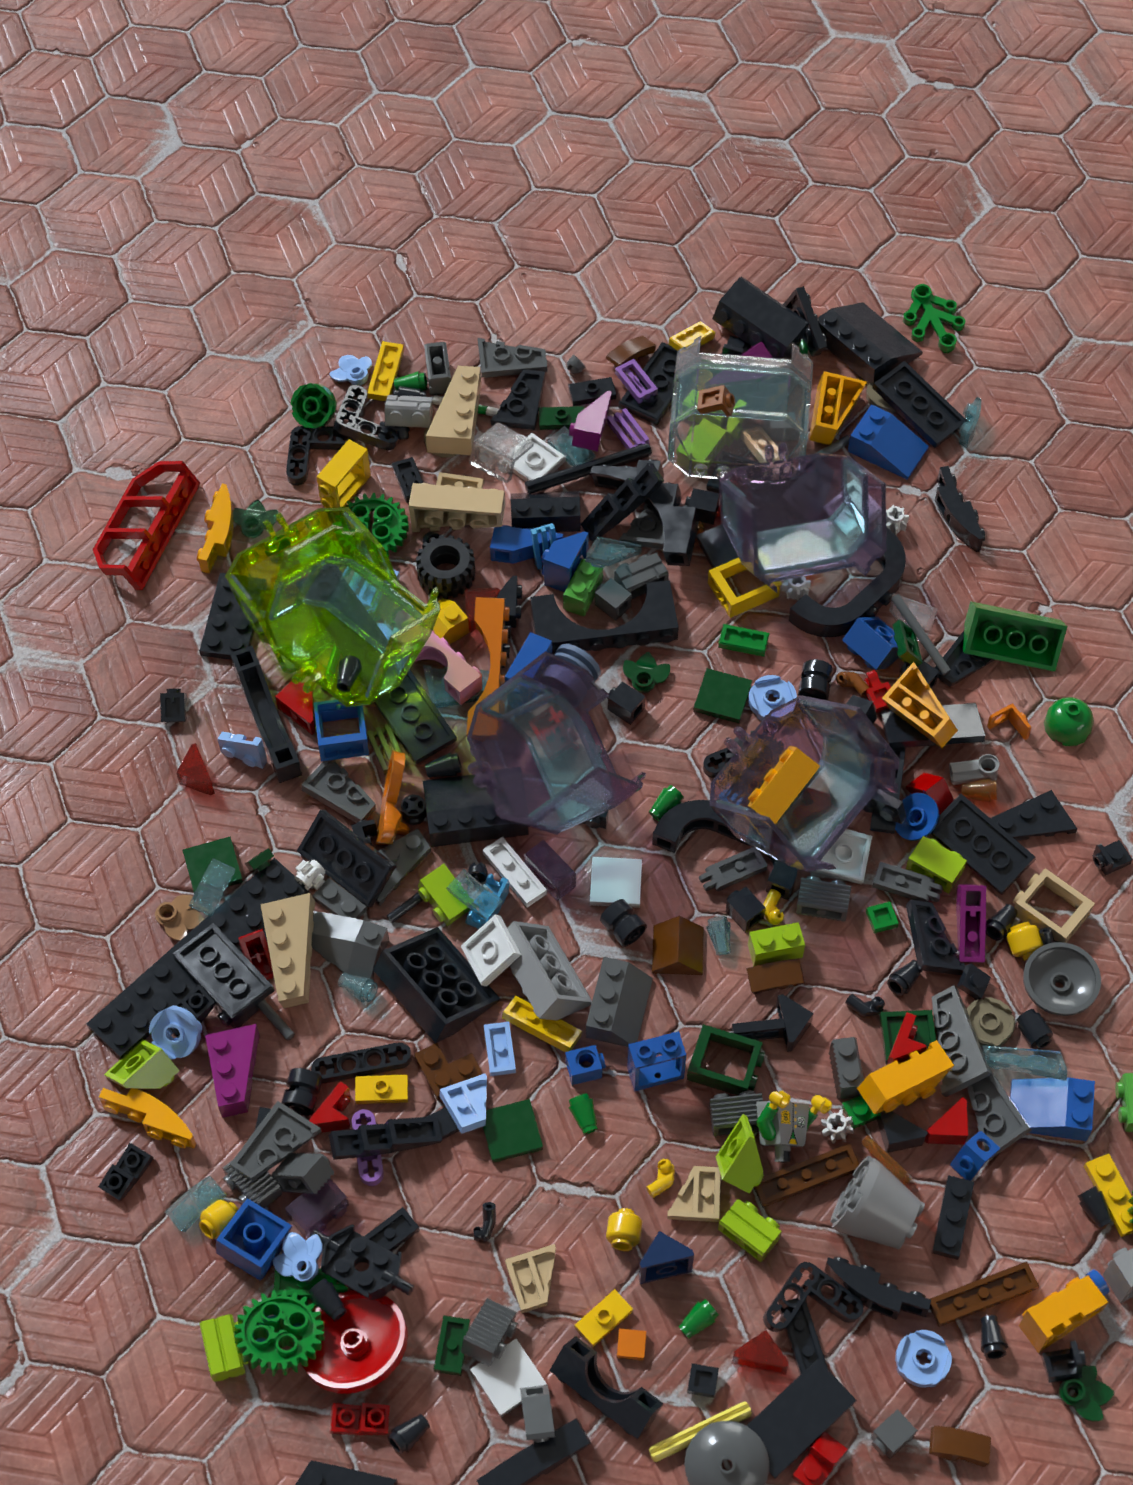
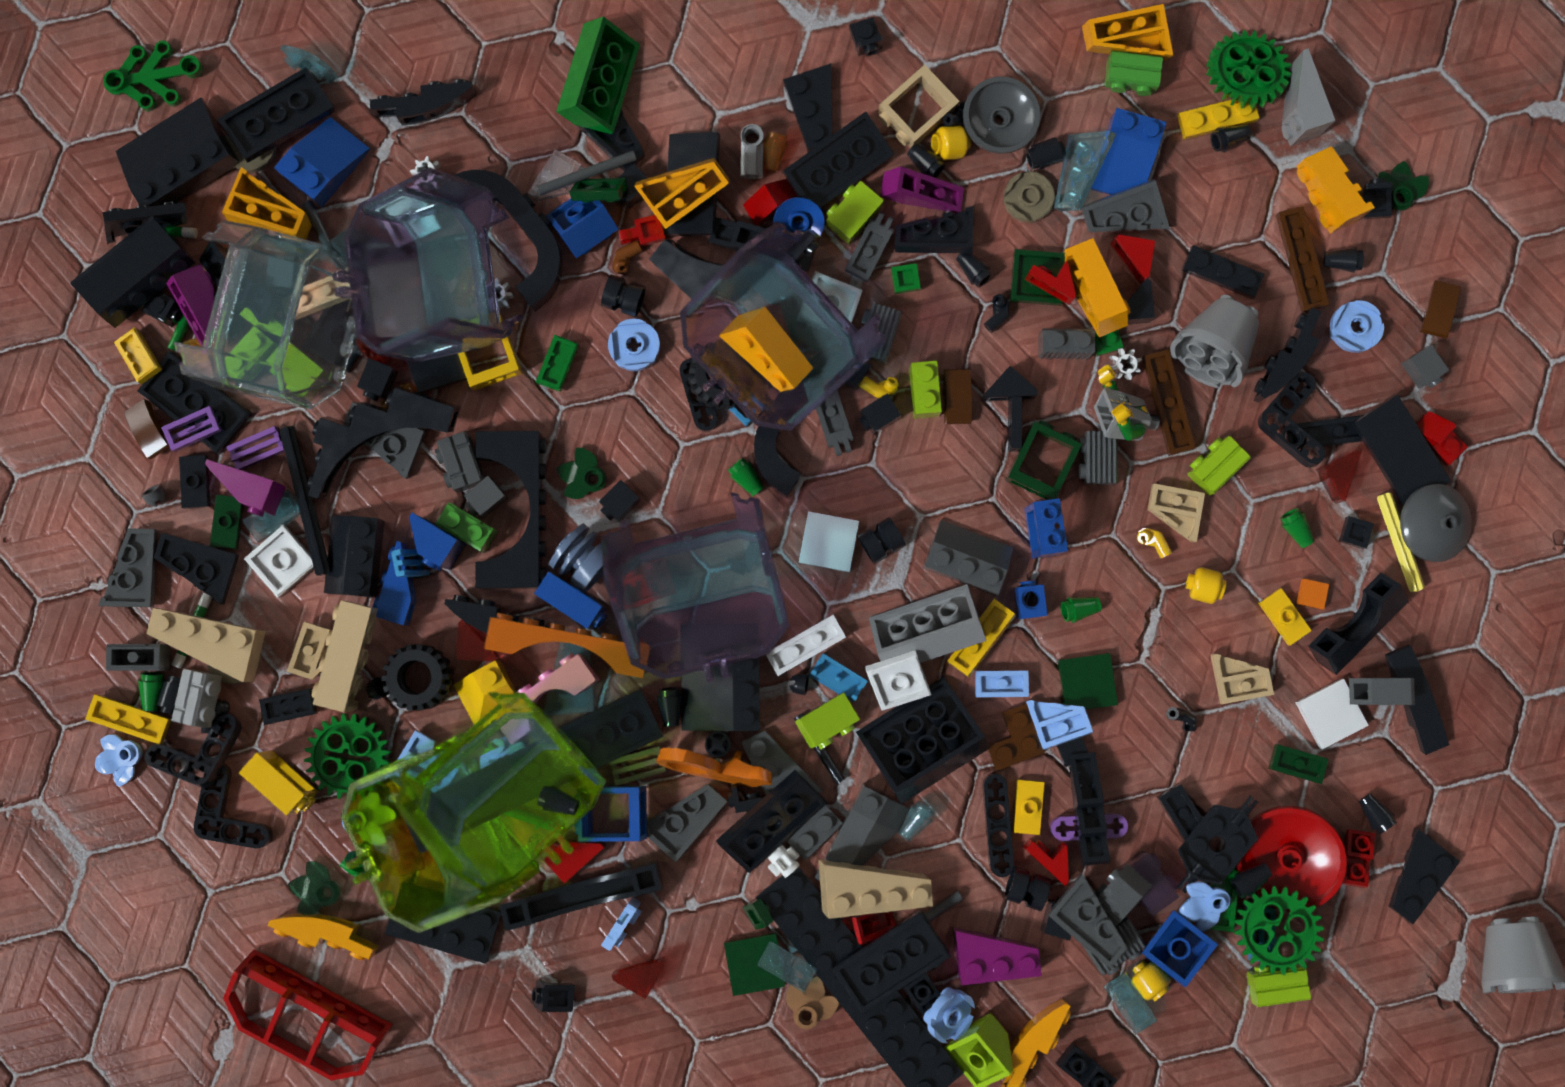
camera: 85 degrees left, 25 degrees up
(313, 405) = (171, 809): green cylinder -> none
(474, 895) = (839, 691): clear light blue slope -> none
(488, 1332) = (1295, 726): dark grey brick -> none
(498, 450) = (266, 597): clear bracket -> none
(550, 870) = (812, 607): clear purple brick -> none
(610, 551) = (428, 491): clear light blue wing -> none
(623, 502) = (366, 467): black slope -> none
(665, 1259) = (1246, 552): dark blue slope -> none
(678, 947) = (912, 490): reddish brown slope -> none
(716, 399) = (276, 339): dark orange bracket -> none
(719, 933) = (903, 444): clear light blue cone -> none
(722, 695) = (621, 397): dark green tile -> none
(739, 1157) = (1153, 464): lime slope -> none
(886, 1160) = (1171, 322): clear orange tile -> none
(958, 1041) = (1050, 230): dark grey wing -> none
(972, 1158) = (1174, 242): blue bracket -> none
(973, 981) = (987, 202): black plate -> none
(1016, 718) = (696, 95): orange bracket -> none
(1069, 721) = (704, 43): green cylinder -> none
(1099, 1281) = (1304, 152): blue tile -> none

